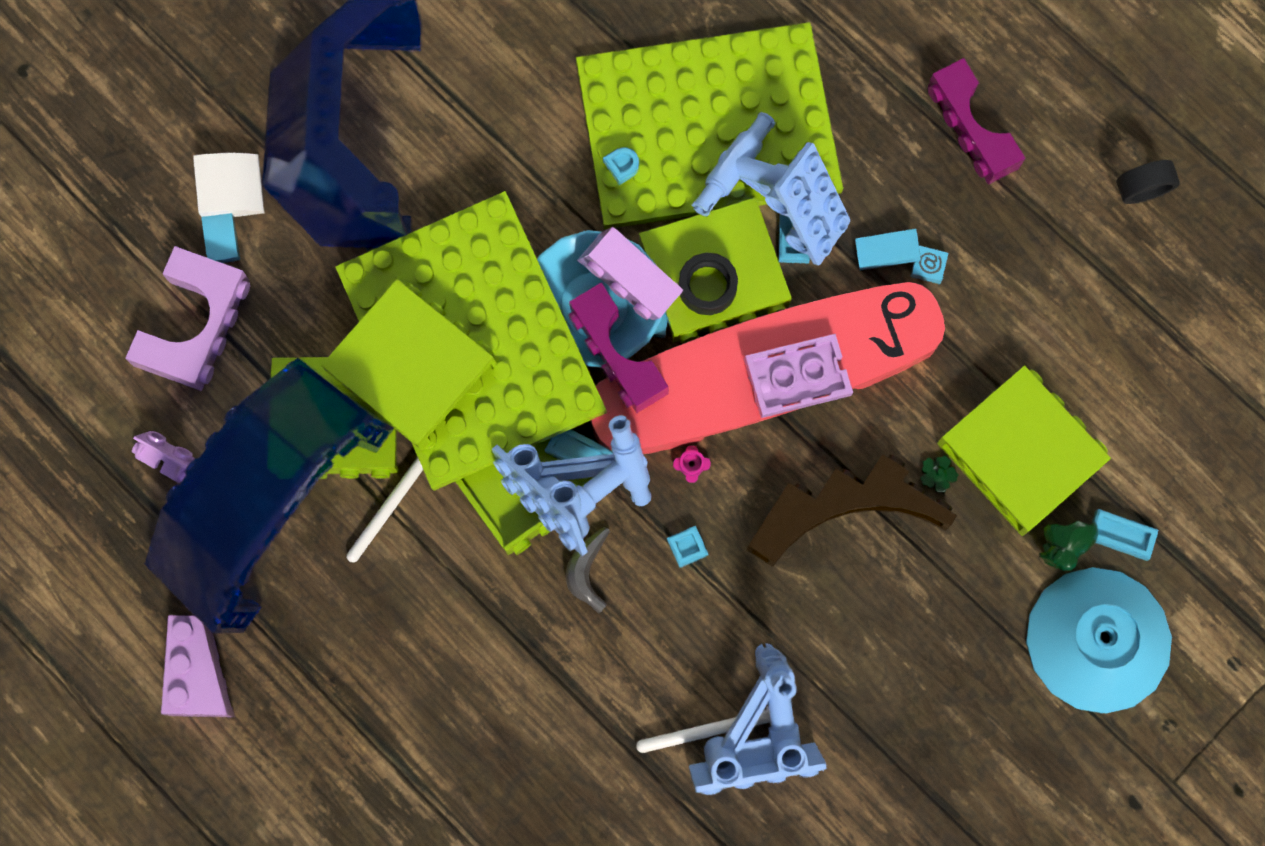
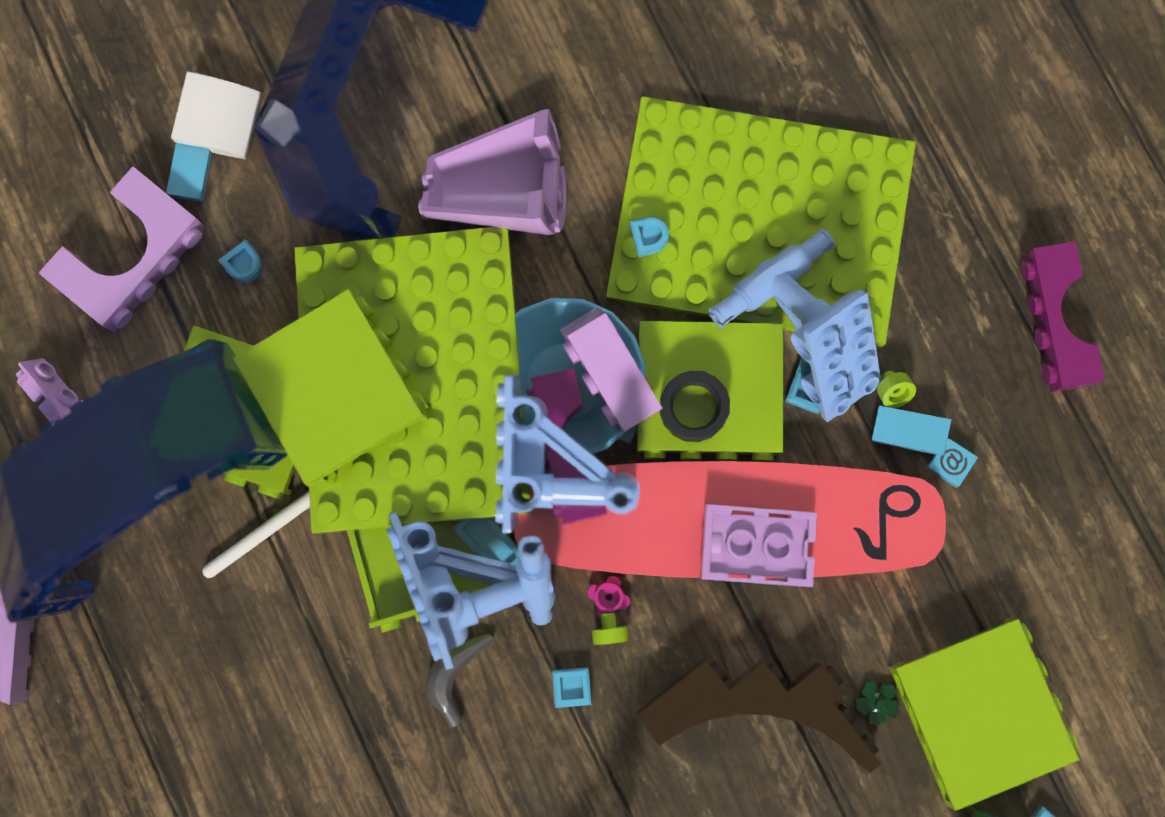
camera: 25 degrees right, 5 degrees up
(291, 297) = (242, 262): none -> medium azure tile
(483, 158) = (500, 179): none -> lavender cone
(591, 362) = (525, 463): none -> light blue plate
(703, 490) = (610, 632): none -> lime tile
(864, 221) = (896, 389): none -> lime tile

